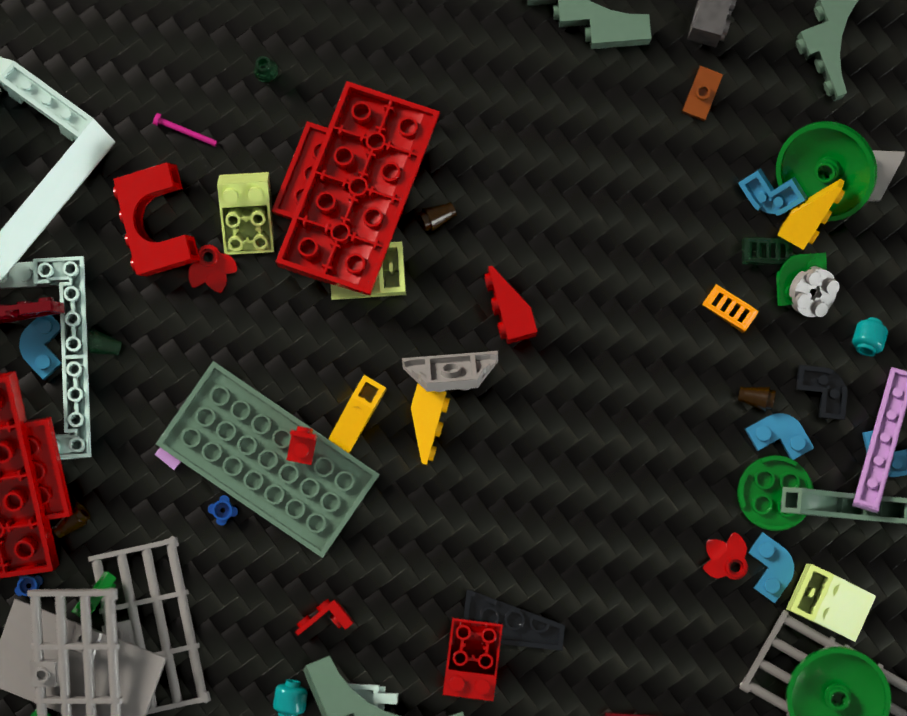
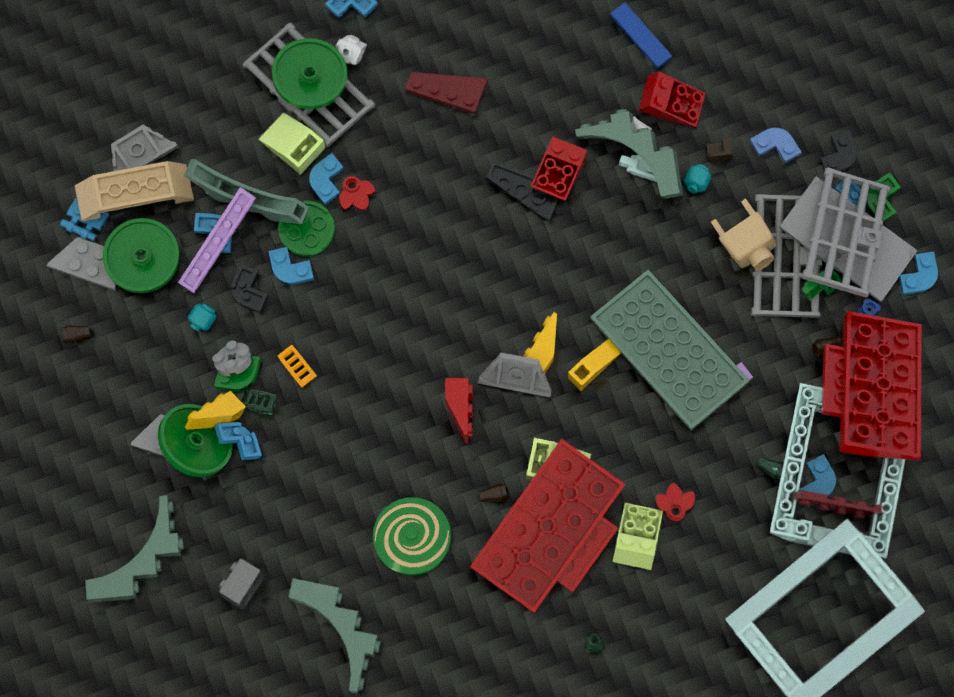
camera: 165 degrees left, 10 degrees down
(134, 194) = (720, 523): red arch -> none
(158, 120) = (687, 626): dark pink piece -> none
(200, 629) = (749, 240): none -> tan piece
(215, 509) = (712, 319): blue plate -> none
(302, 445) = (640, 349): red bracket -> none
(339, 616) = (646, 226): red bracket -> none
(522, 137) = (412, 536): none -> green dish
(702, 93) = (266, 531): dark orange plate -> none
(758, 397) = (297, 297): dark brown cone -> none

